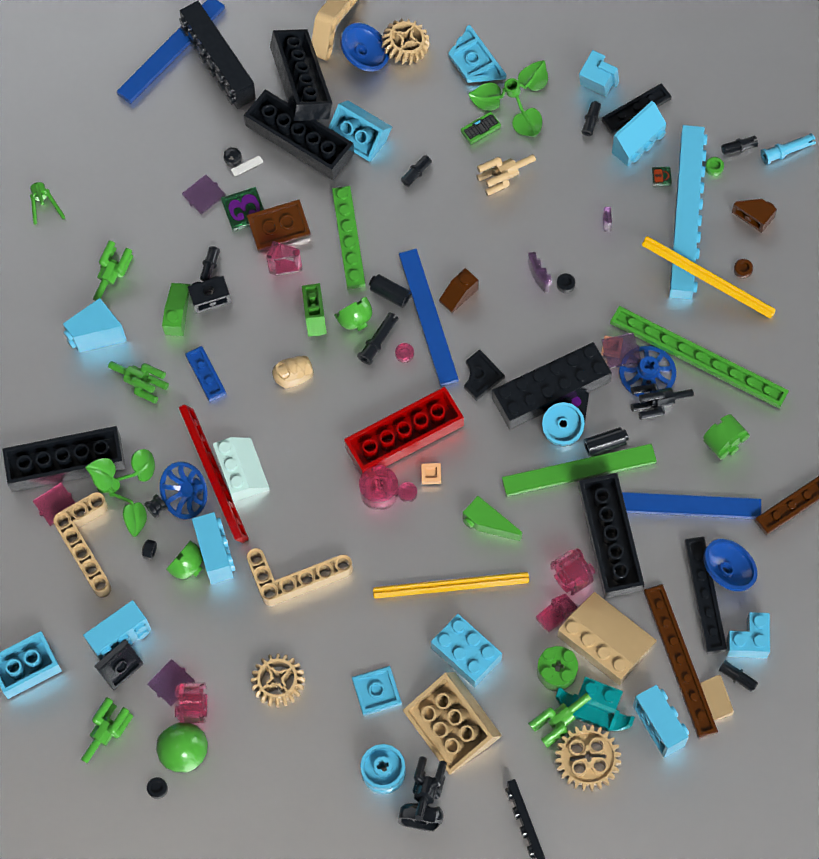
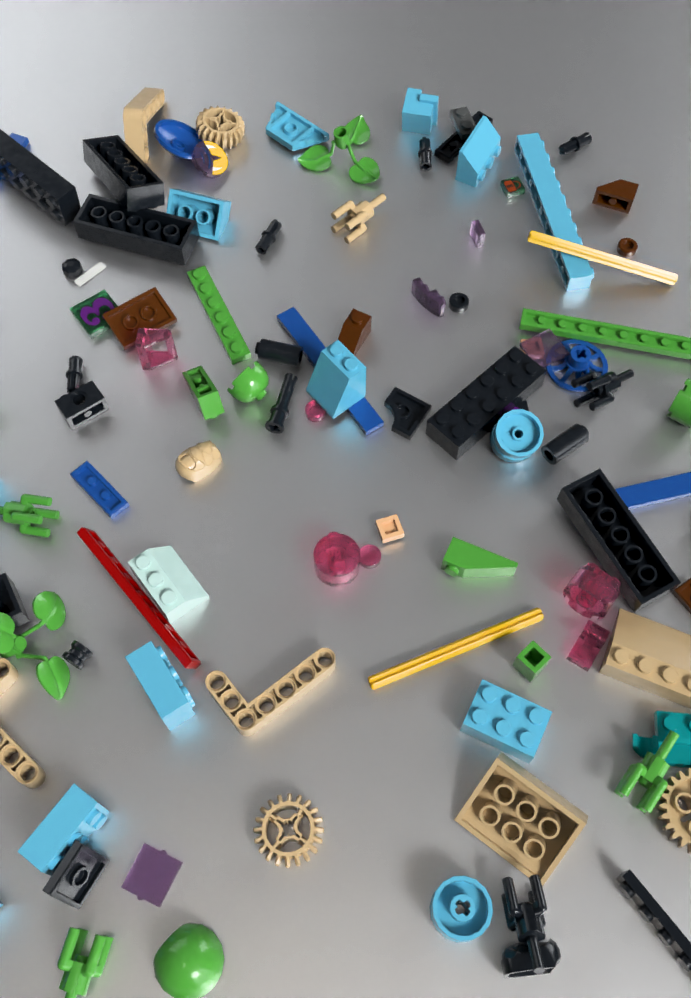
camera: 20 degrees left, 5 degrees down
(149, 549) = (81, 710): black tile -> none
(176, 310) = (47, 432): bright green slope -> none
(187, 562) = (133, 713): bright green cylinder -> none
(188, 489) = (111, 622): blue wheel -> none
(191, 702) = (186, 898): clear pink brick -> none
(203, 194) = (50, 311): clear purple piece -> none
(376, 690) = (414, 805): medium azure tile -> none
(386, 75) = (210, 159): none -> tile
(405, 431) = (344, 490): red brick -> none
(427, 333) = (337, 380): none -> medium azure slope
(480, 128) = (320, 186): tile -> none
(503, 611) = (531, 661): none -> bright green brick
(559, 657) = (627, 699): bright green brick -> none
(579, 470) = (546, 482): bright green tile -> none
(639, 94) = (462, 122): none -> dark grey plate
(714, 166) = (560, 167): bright green tile -> none
(780, 151) = (615, 139): medium azure pin -> none

